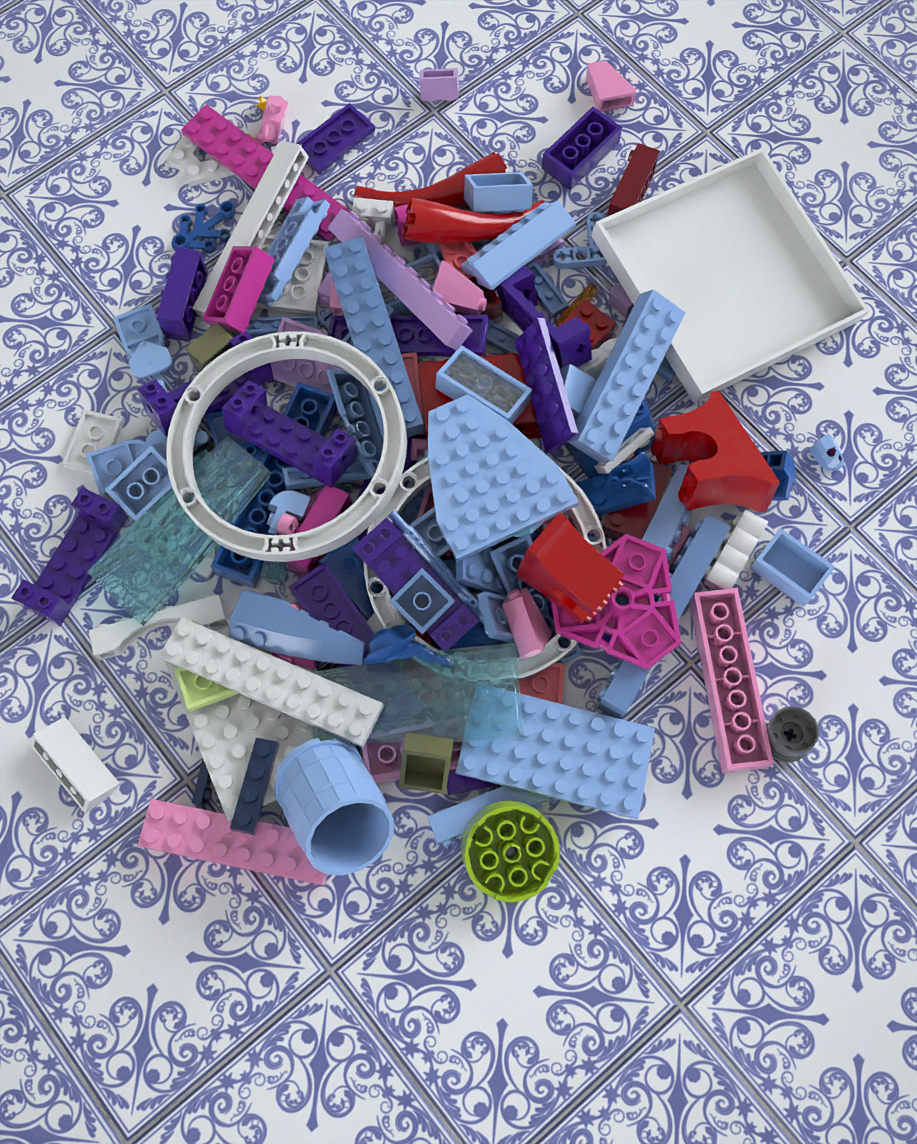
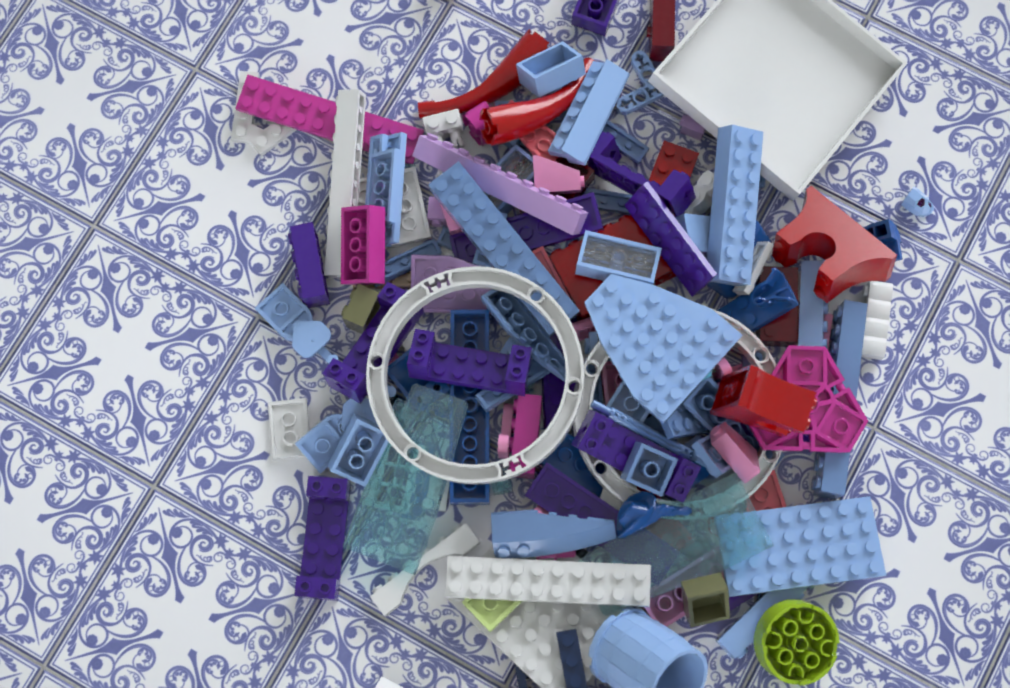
camera: 20 degrees left, 5 degrees up
(203, 229) = (294, 195): blue plant -> none
(272, 120) = (312, 65): bright pink torso -> none
(286, 502) = (494, 424): light blue brick -> none
(335, 137) = (374, 61): dark purple plate -> none
(587, 294) = (655, 146): clear orange axle -> none
(730, 681) = (913, 432): bright pink brick -> none
(792, 567) = (926, 316): light blue piece -> none
(801, 730) = (985, 452): dark grey wheel -> none

